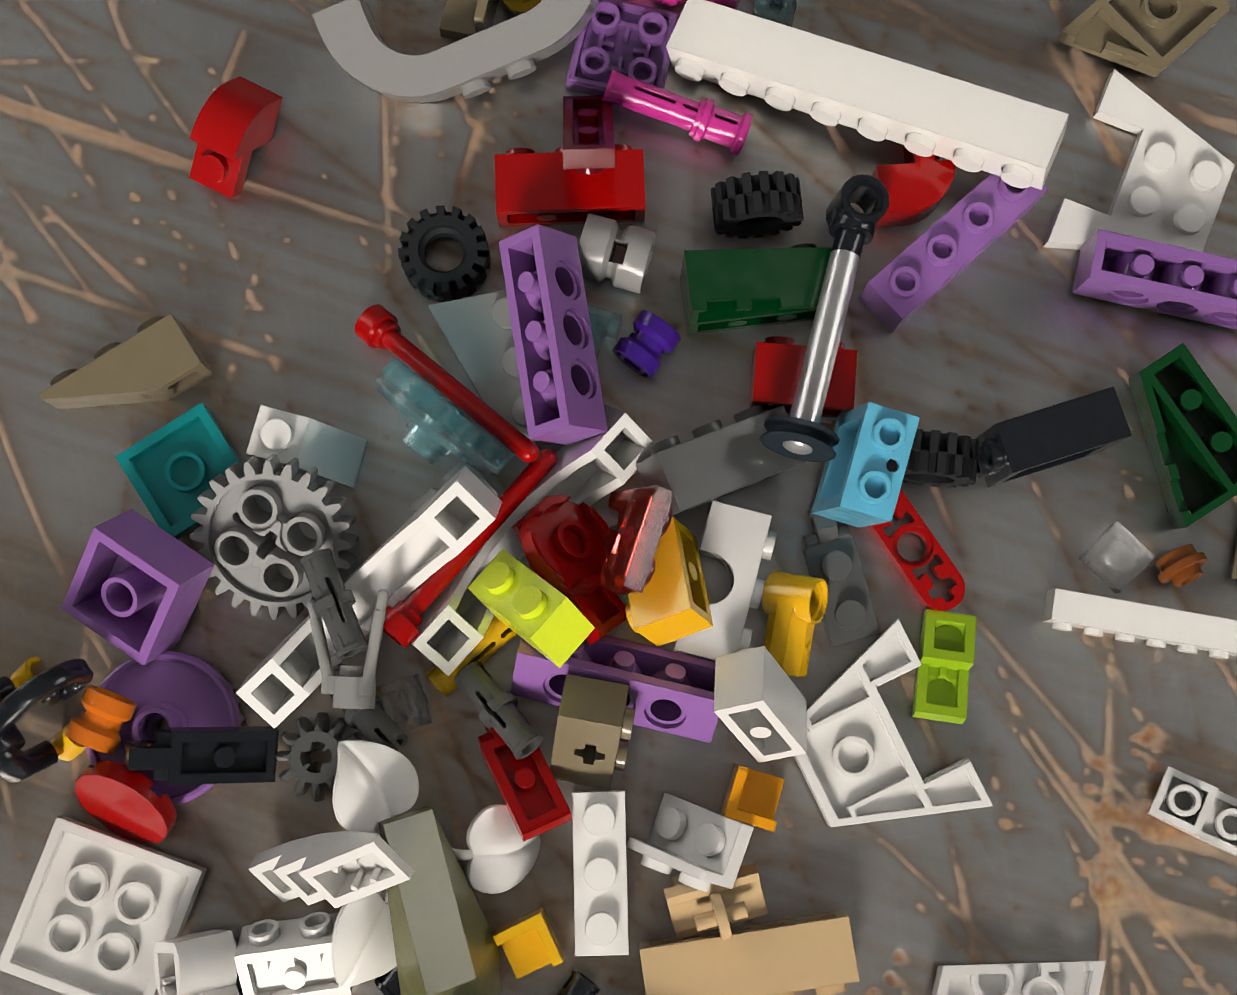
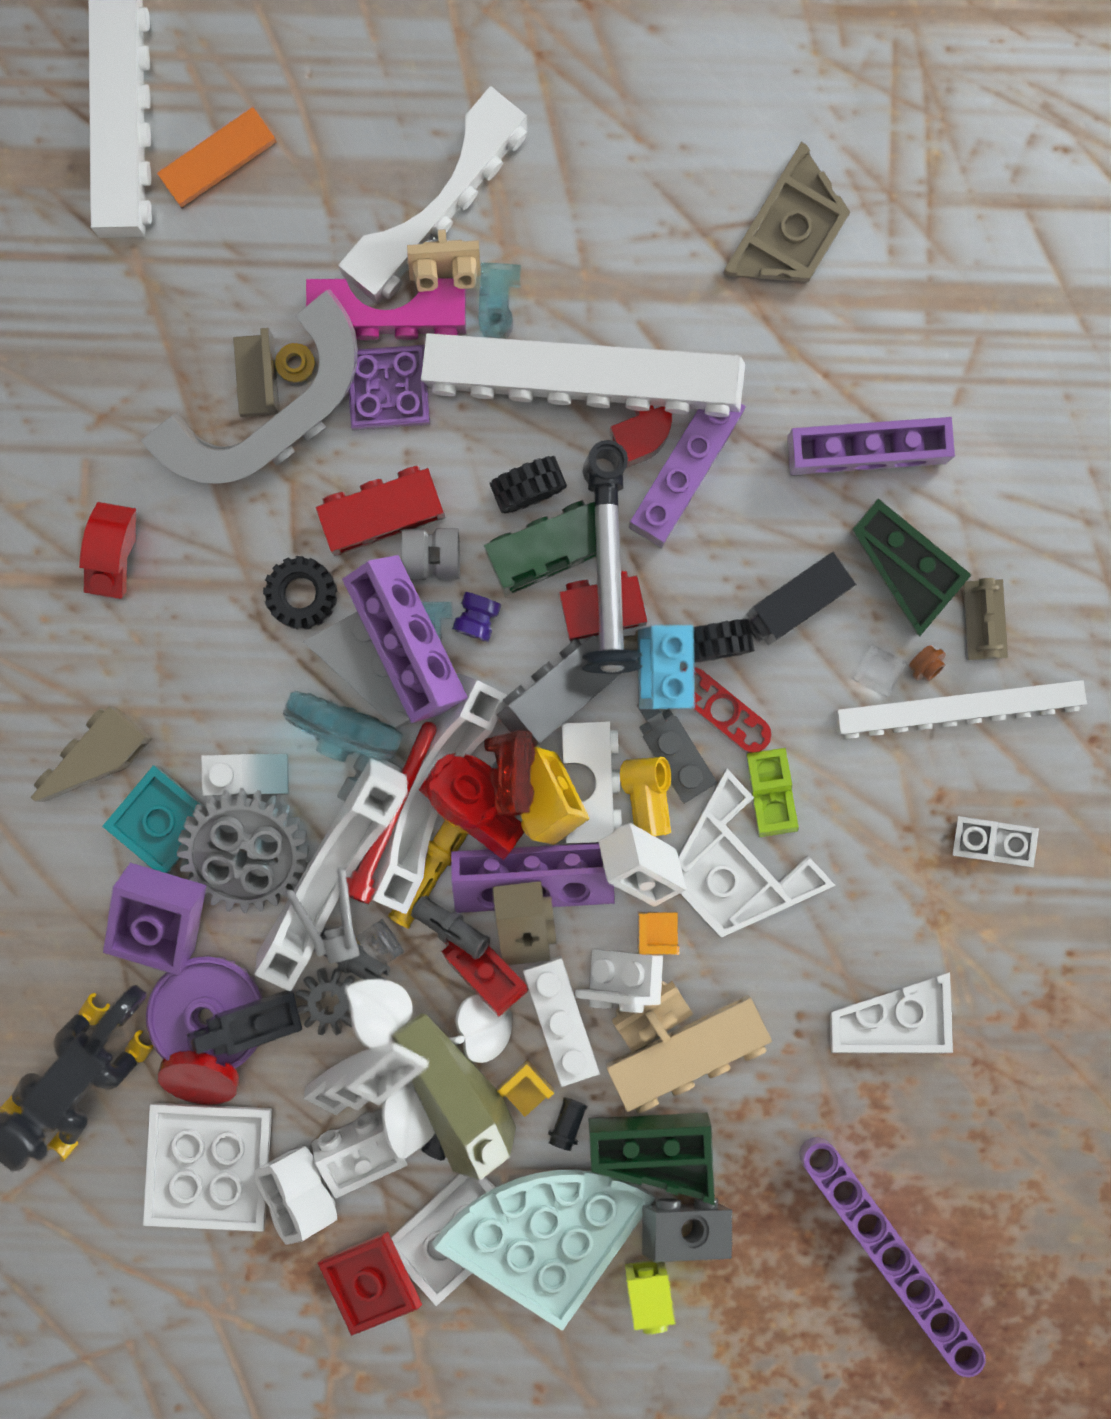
camera: 15 degrees left, 5 degrees up
(102, 720) = (162, 1024): orange wheel -> none
(334, 603) = (306, 888): dark grey pin -> none
(381, 330) = (270, 667): red piece -> none
(531, 608) = (452, 847): neon yellow brick -> none
(588, 134) = (382, 469): dark red plate -> none
(699, 118) = (464, 427): dark pink pin -> none
(1167, 185) = (840, 369): white wing -> none

